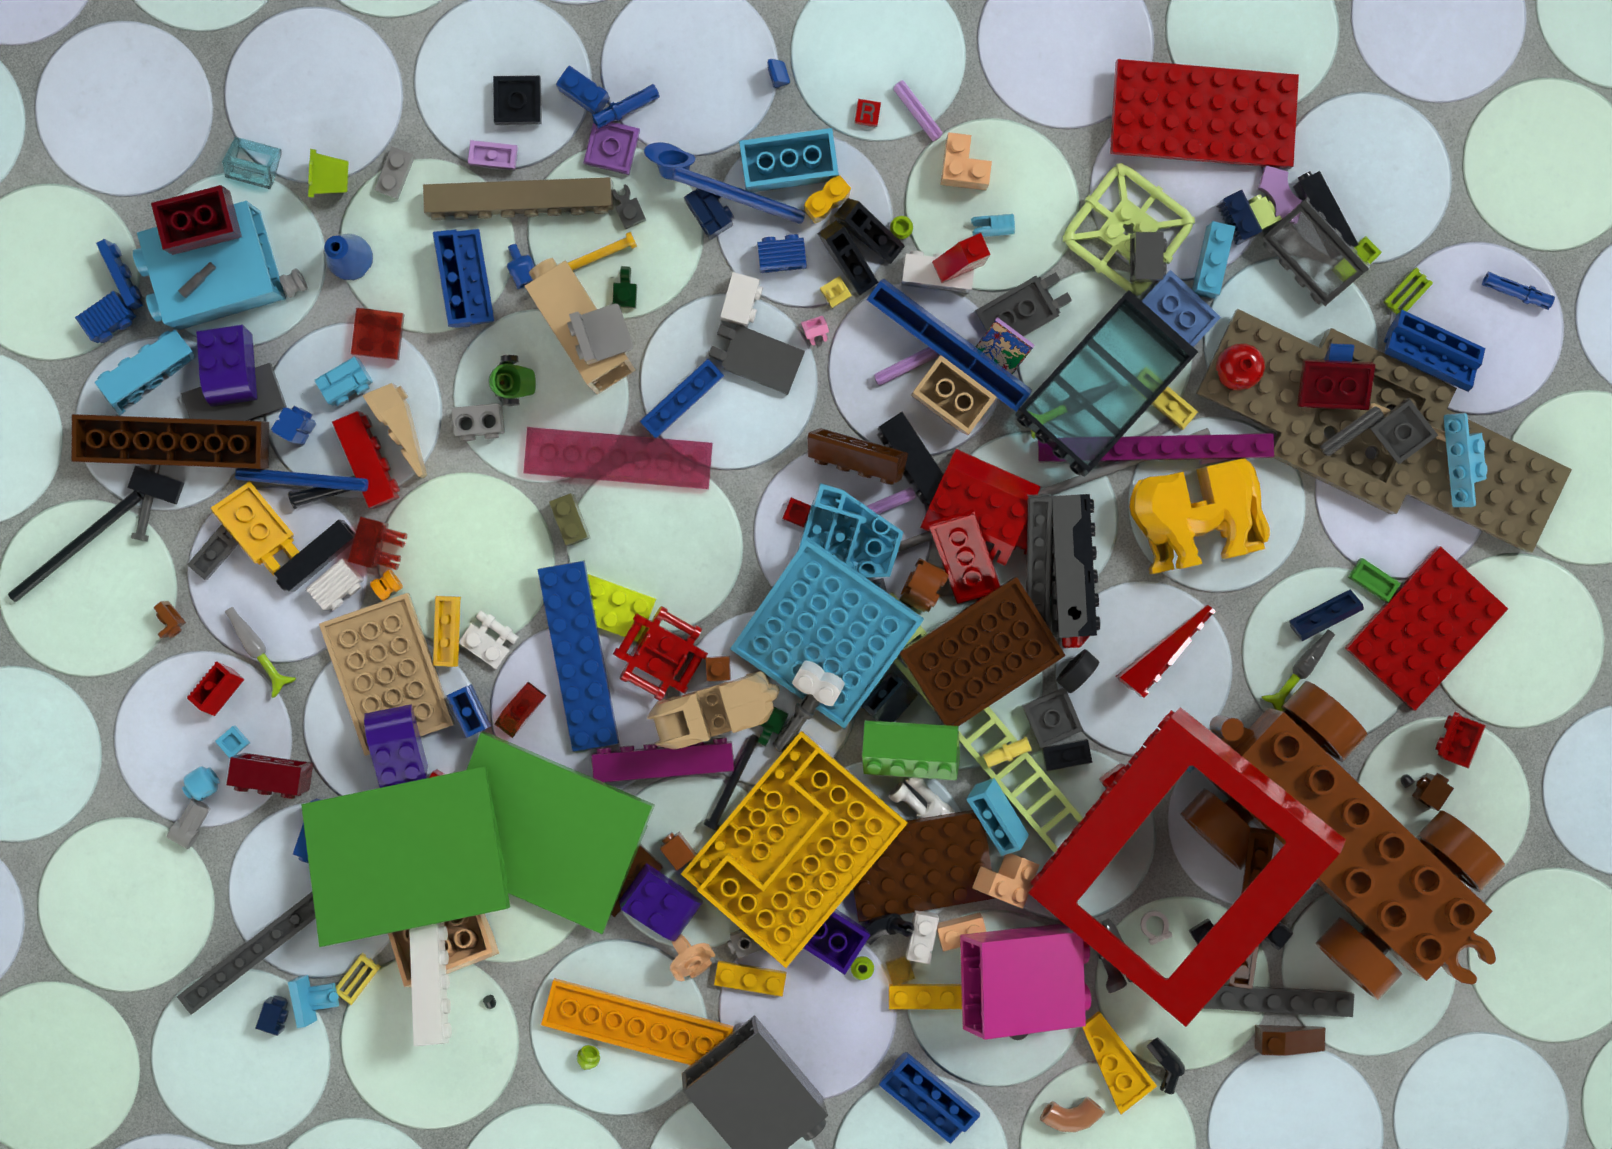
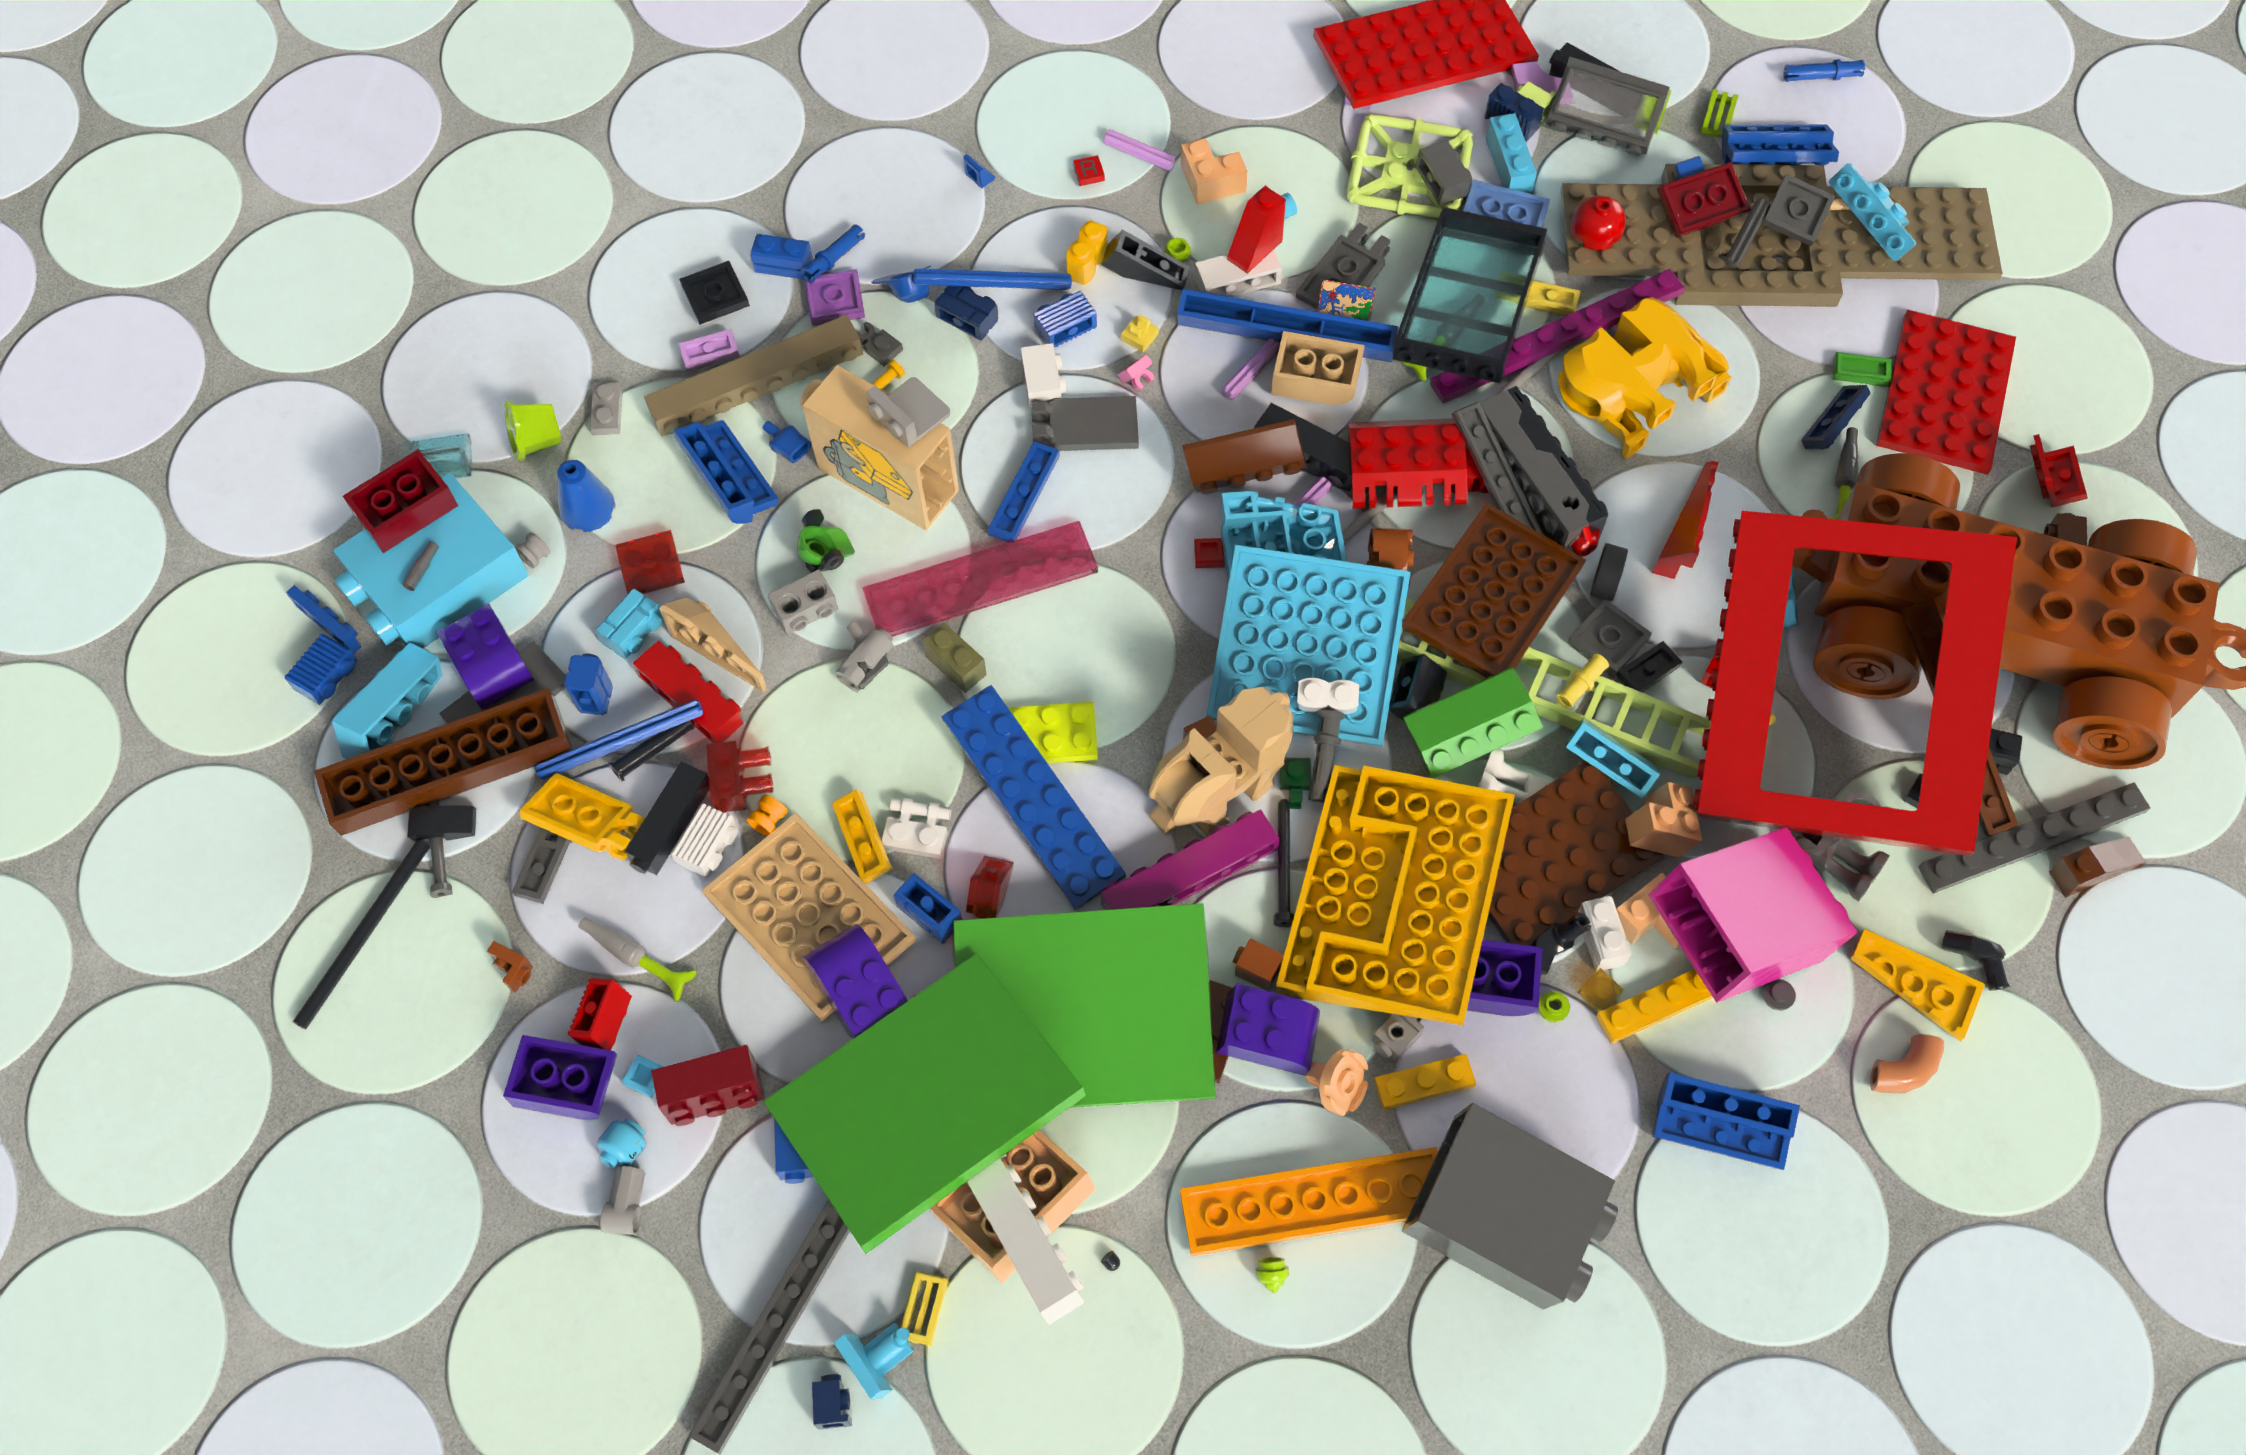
camera: 25 degrees left, 25 degrees down
(173, 722) = (559, 1078): none -> dark purple brick
(507, 489) = (867, 657): none -> light grey piece
(660, 653) = (1124, 748): red brick -> none
(789, 160) = (1028, 231): medium azure brick -> none
(848, 257) = (1134, 293): black slope -> none
(964, 555) = (1417, 503): red tile -> none

